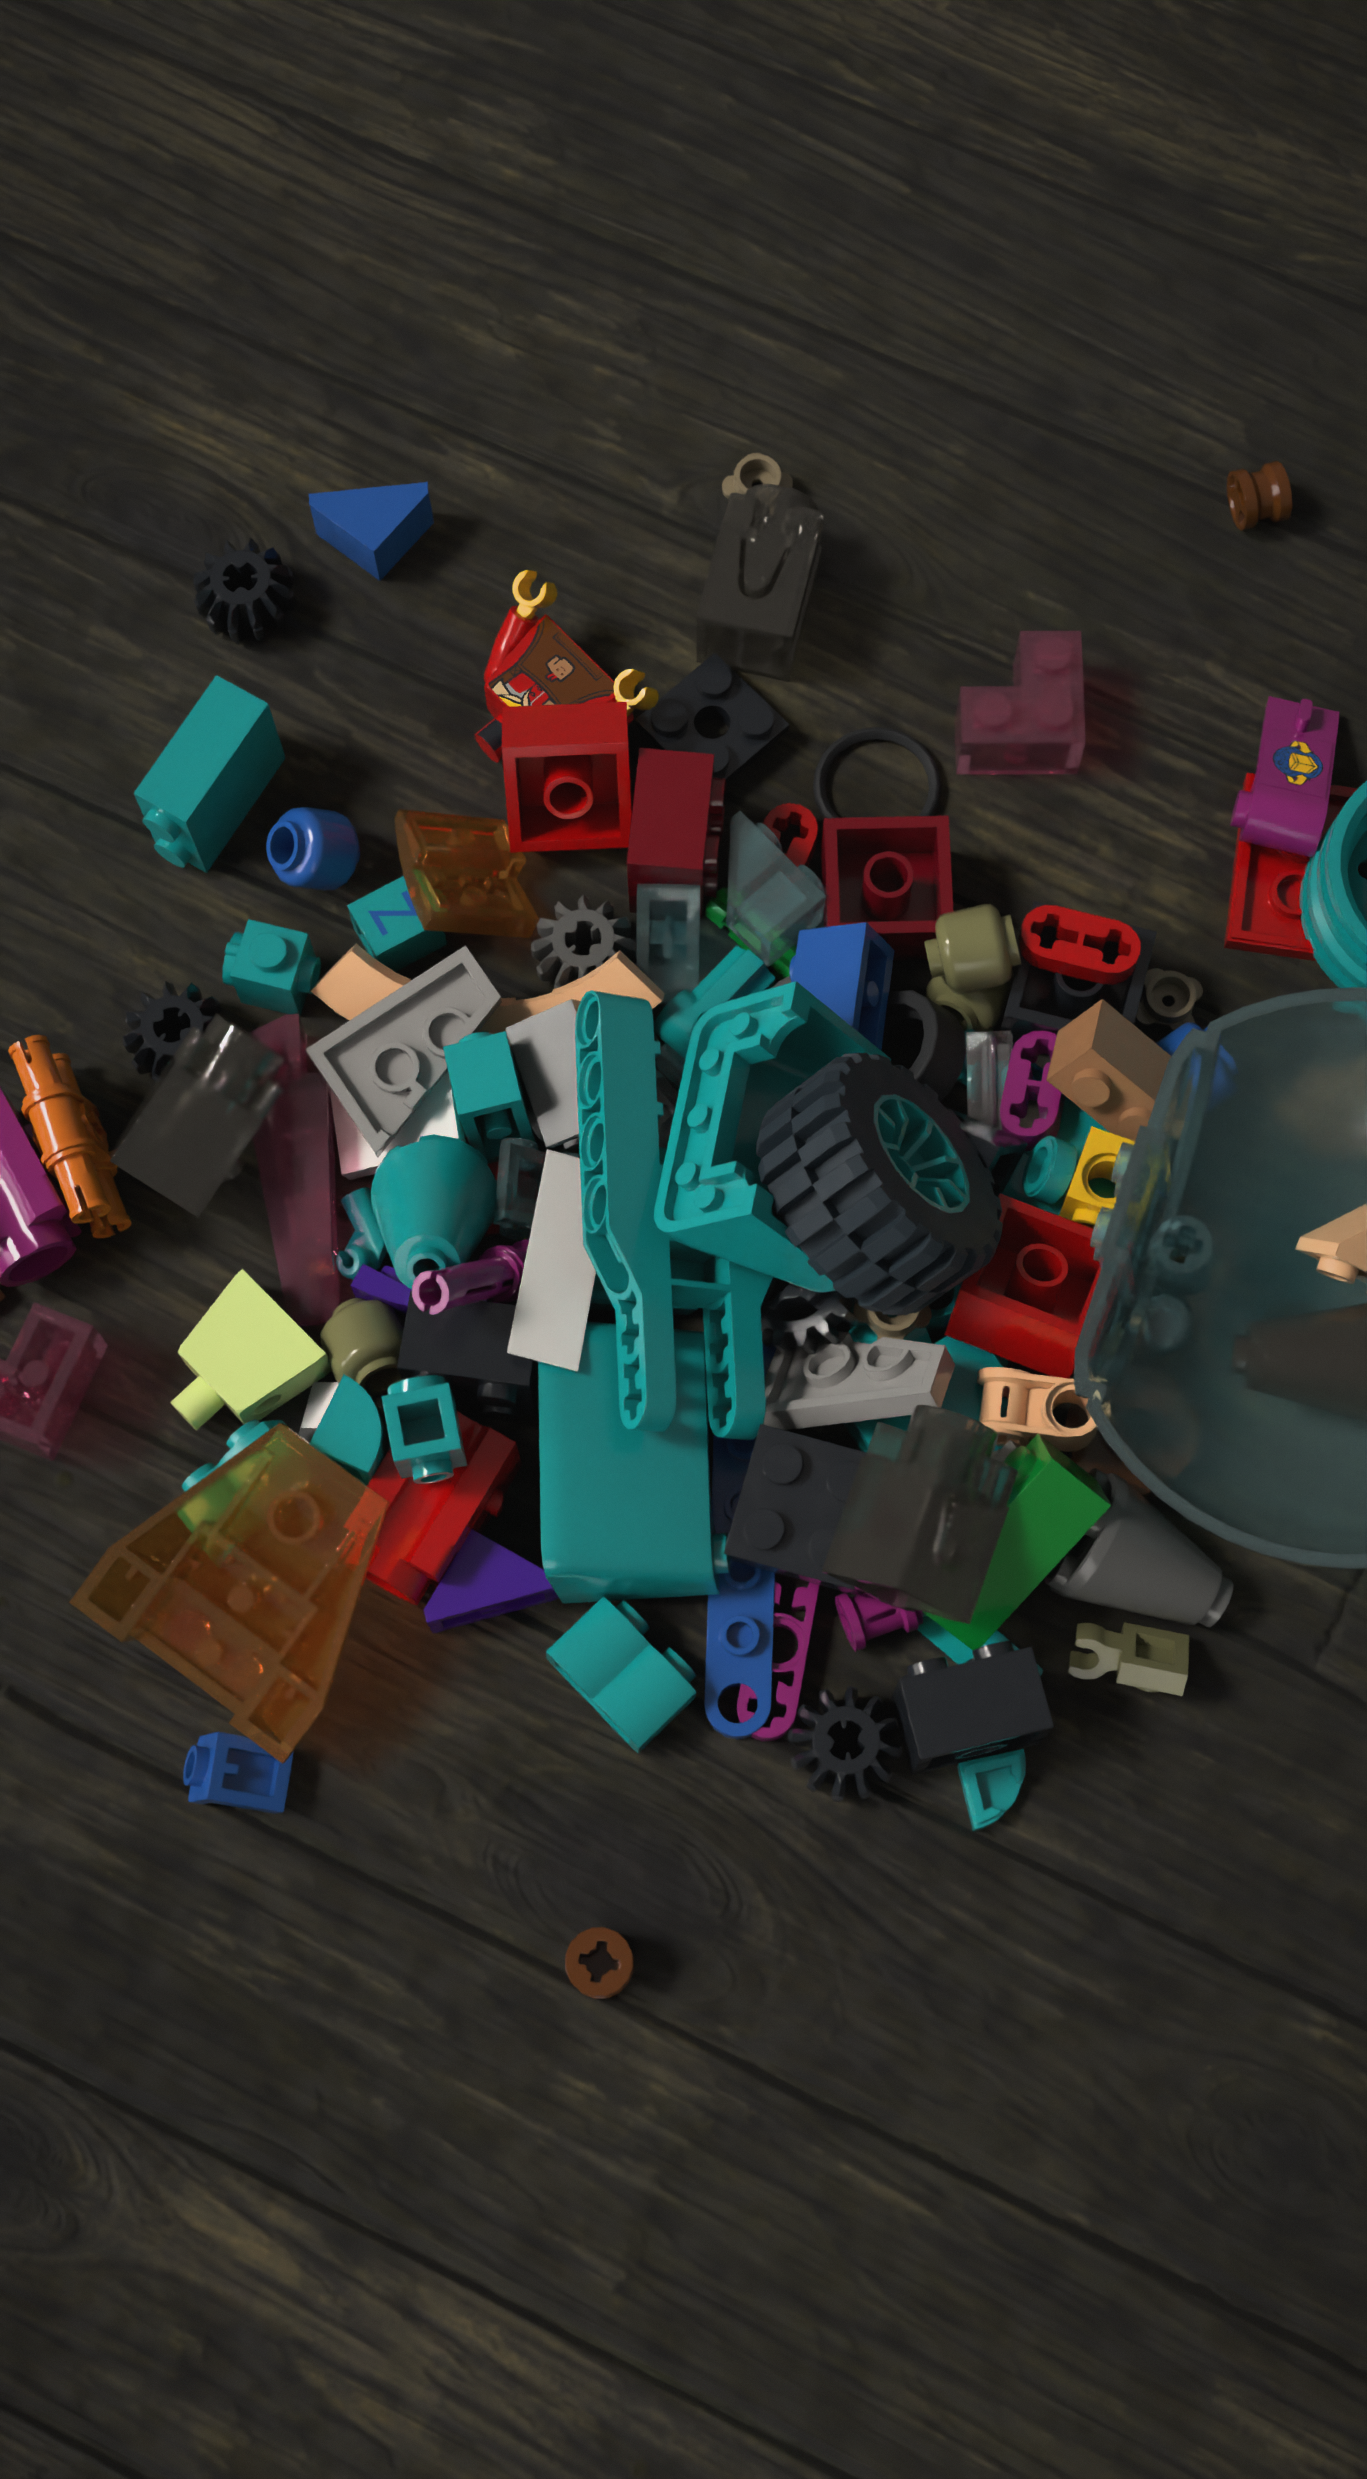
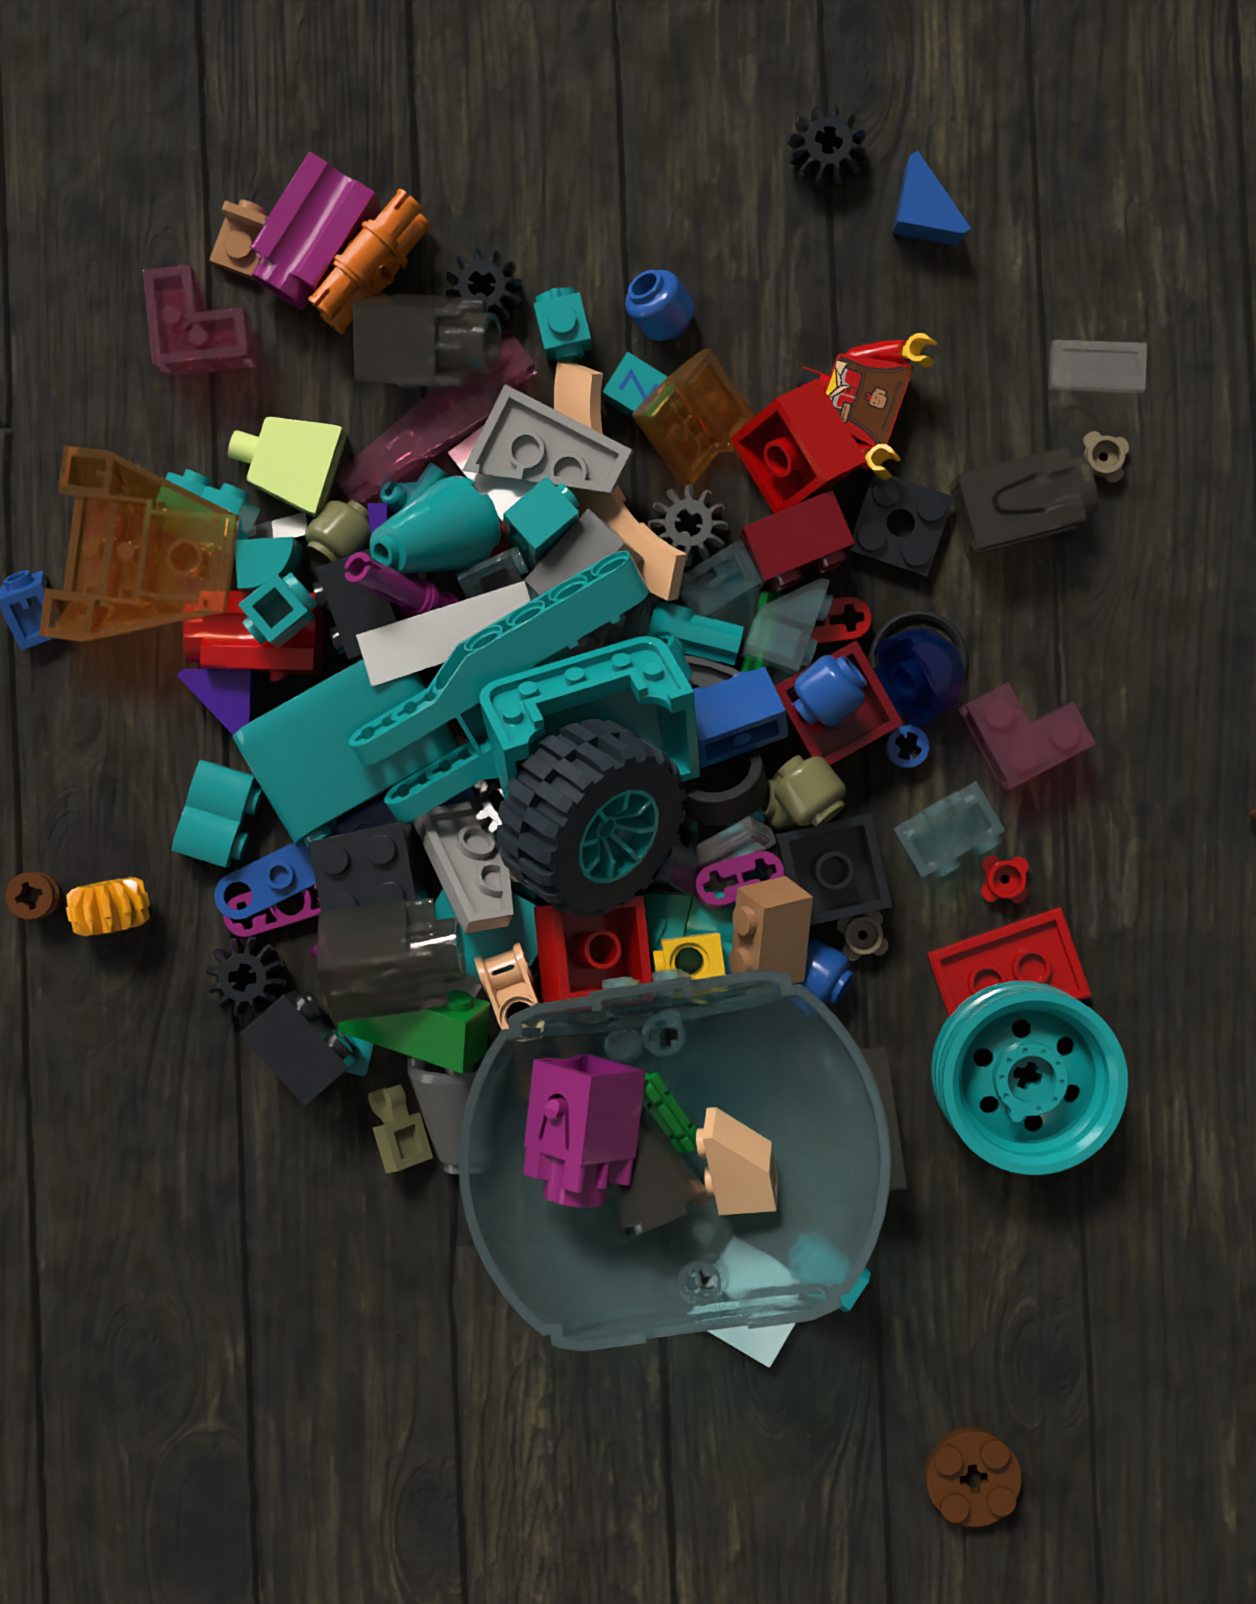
camera: 60 degrees right, 15 degrees up
(210, 775) = (669, 205): teal brick -> none
(653, 444) = (1097, 366): none -> clear tile
(666, 1866) = (108, 906): none -> light orange gear
(869, 864) = (829, 691): none -> blue head
(899, 771) = (920, 674): none -> clear blue cylinder
(976, 828) = (921, 743): none -> blue bush
(991, 1786) = (265, 1084): teal tile -> none
(1049, 1169) = (681, 919): teal tile -> none
(1079, 944) = (839, 862): red beam -> none
(1094, 835) = (950, 829): none -> clear light blue cylinder
(1187, 800) = (1014, 869): none -> red plate
(1252, 1388) = (582, 1127): none -> magenta piece
(1279, 1291) = (669, 1113): none -> green axle
(1290, 779) = (1070, 939): magenta door -> none

